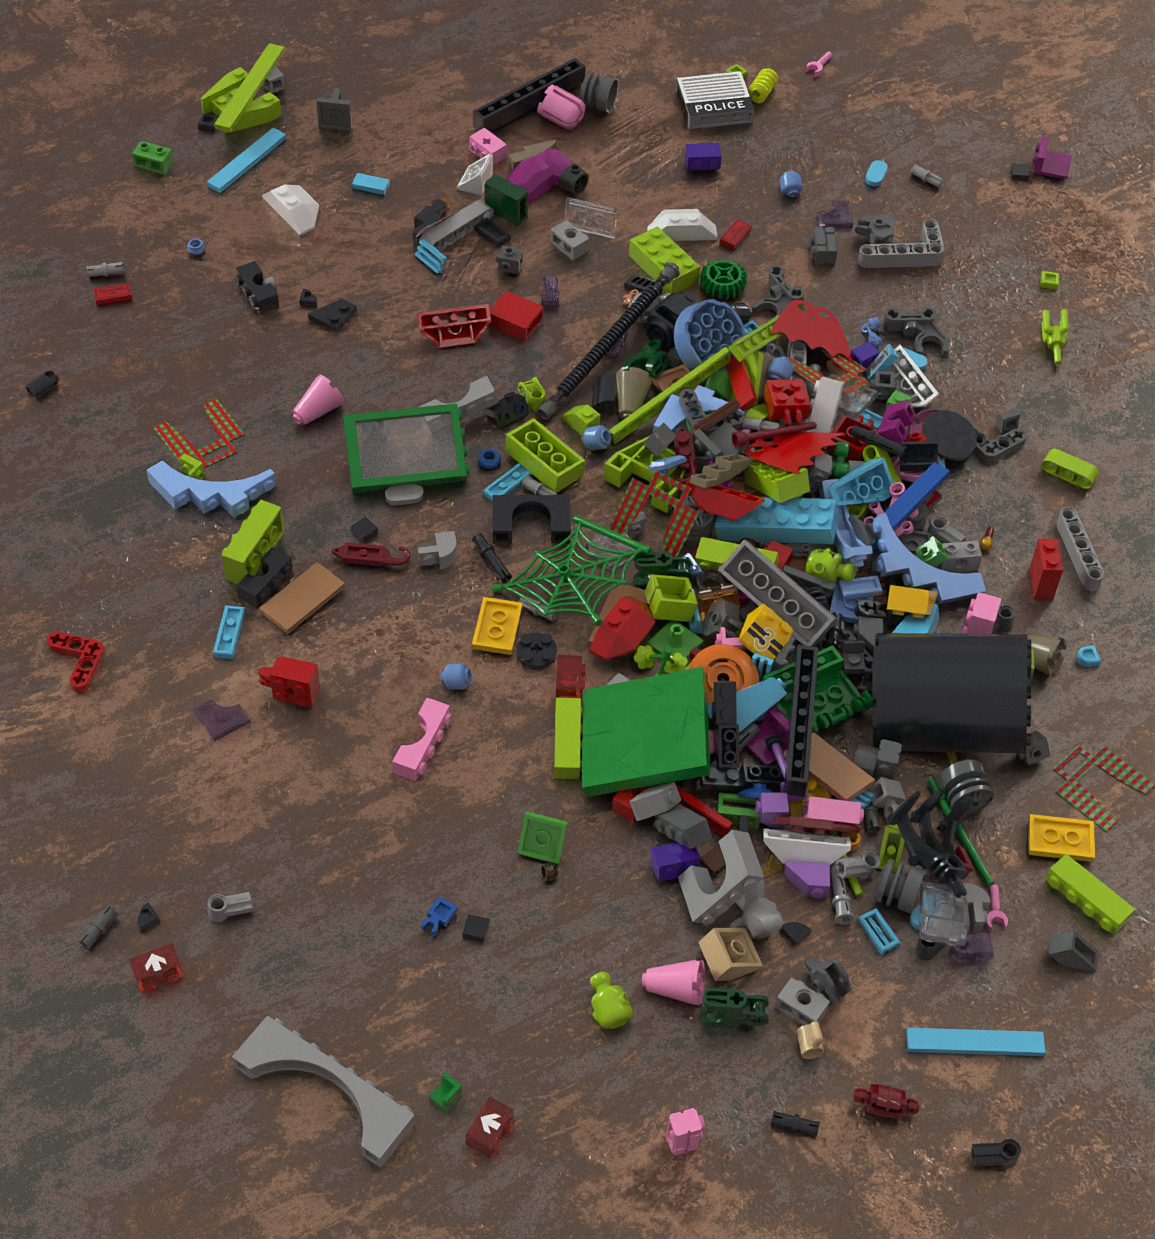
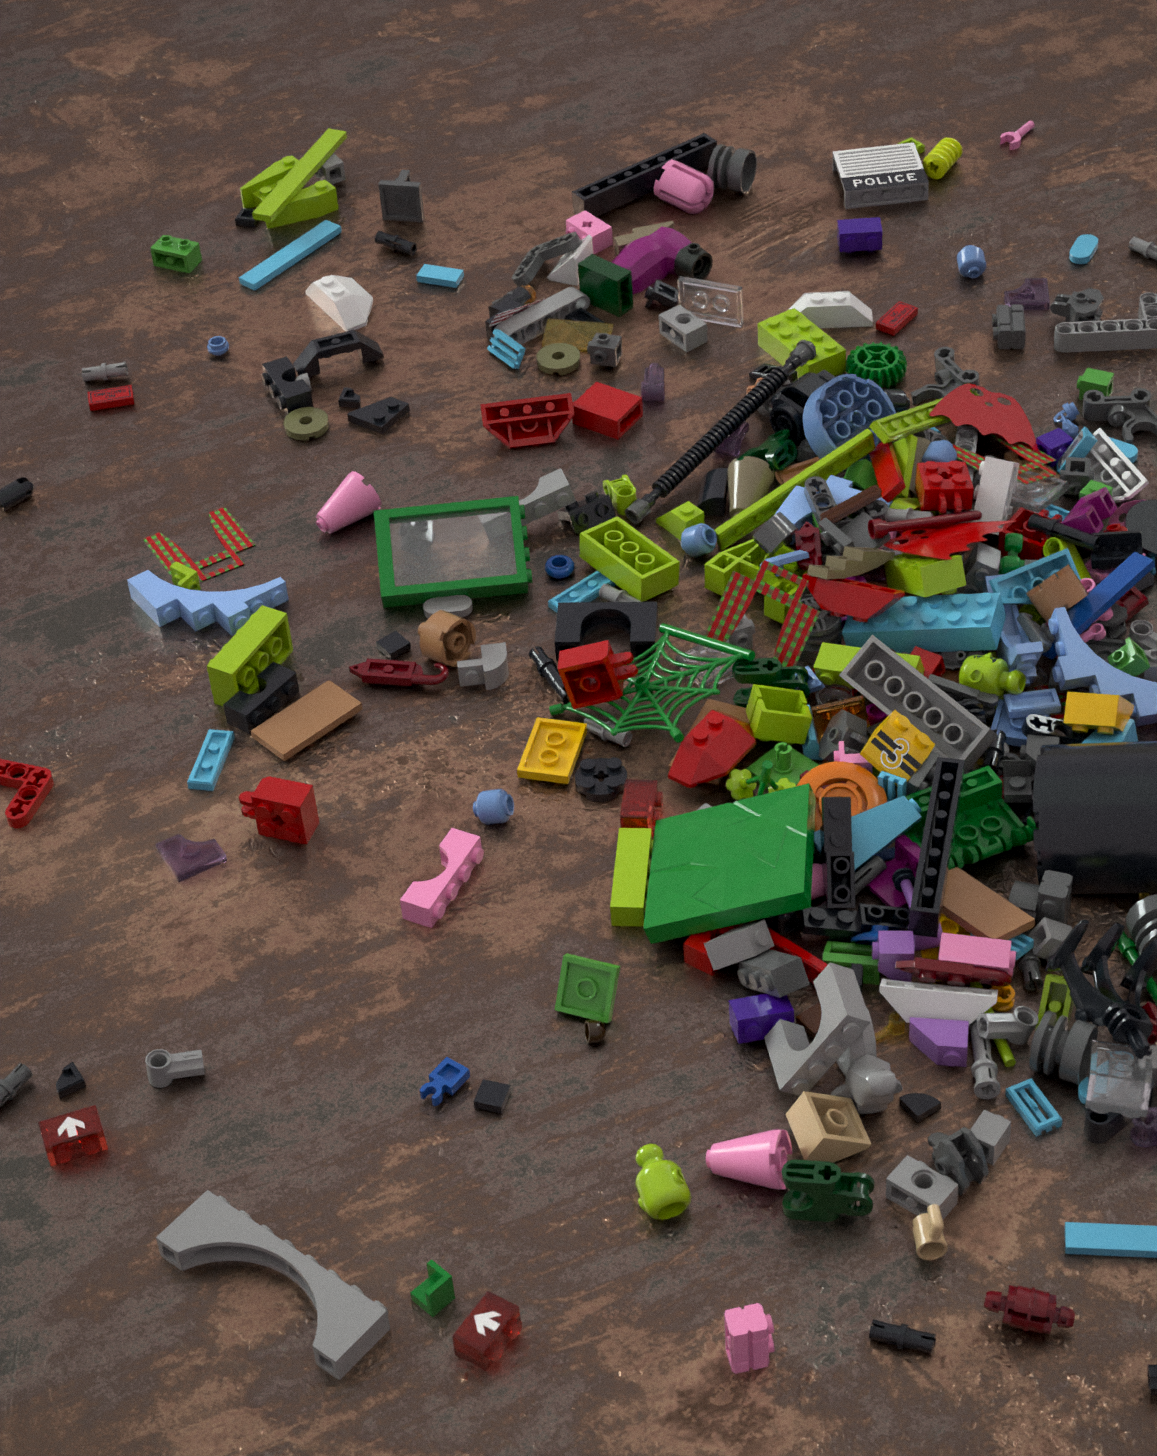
camera: 10 degrees right, 10 degrees down
(272, 314) = (306, 423): none -> olive tile
(291, 252) = (333, 345): none -> black slope
(332, 152) = (387, 240): none -> black pin
(407, 526) = (446, 638): none -> medium nougat brick
(453, 165) = (537, 255): none -> dark grey beam
(472, 258) = (568, 356): none -> olive tile
(483, 243) = (573, 332): none -> clear yellow piece
(528, 563) = (594, 673): none -> red hinge
(550, 206) = (662, 293): none -> black bracket
(850, 956) = (992, 1134): none -> light grey brick
(878, 498) = (1057, 592): none -> medium nougat brick
(892, 299) = (1095, 380): none -> bright green brick

